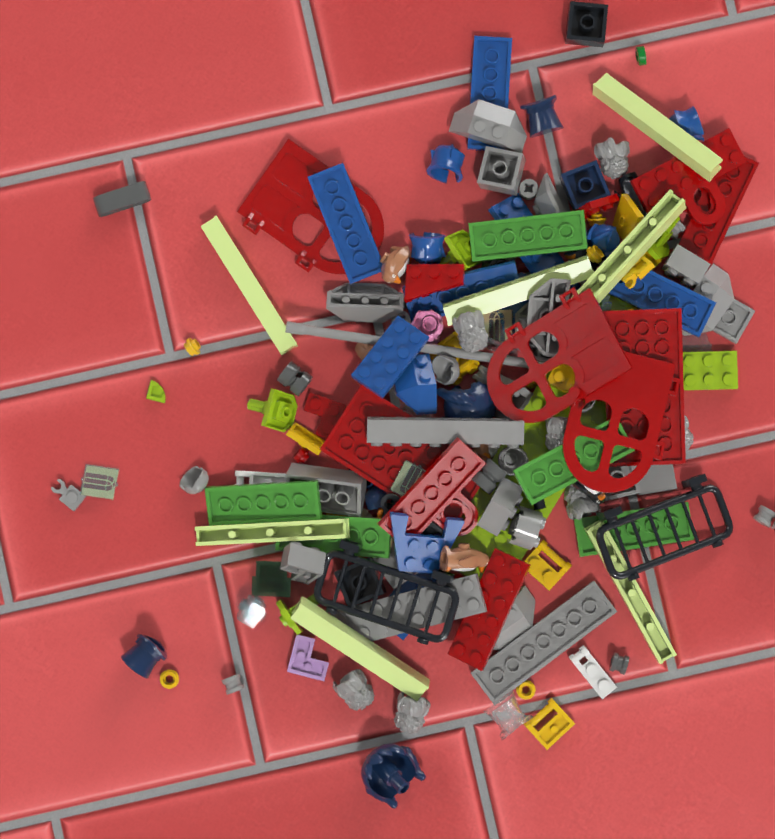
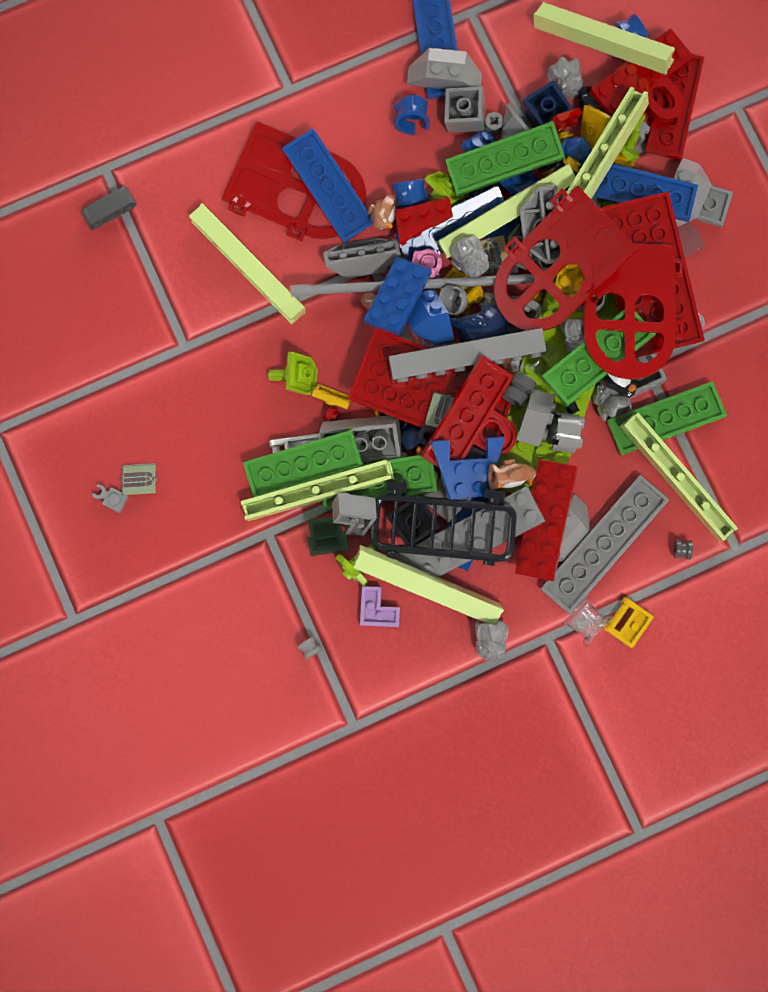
camera: 15 degrees left, 5 degrees down
(144, 655) = (216, 637): dark blue hat -> none
(156, 392) = (177, 383): lime tile -> none
(163, 681) = (239, 654): yellow plate -> none
(192, 346) = (204, 332): yellow plate -> none
(194, 480) = (232, 458): light grey hair -> none
(251, 610) = (313, 579): clear light blue brick -> none
(294, 378) = (309, 341): dark grey wheel -> none
(327, 409) = (346, 366): red plate -> none
(355, 690) = (431, 629): light grey hair -> none
(389, 771) = (483, 701): dark blue piece -> none
(512, 458) = (536, 368): light grey hair -> none
(530, 694) = (602, 590): yellow plate -> none
(542, 116) = (492, 53): dark blue hat -> none
(542, 570) = (589, 477): yellow plate -> none
(593, 672) = (659, 564): white plate -> none
(613, 522) = (718, 368): black bar -> none
(639, 271) = (618, 167): yellow plate -> none
(658, 479) = (679, 365): light grey tile -> none
(685, 267) = (660, 159): light grey brick -> none
(710, 370) = (707, 255): lime plate -> none

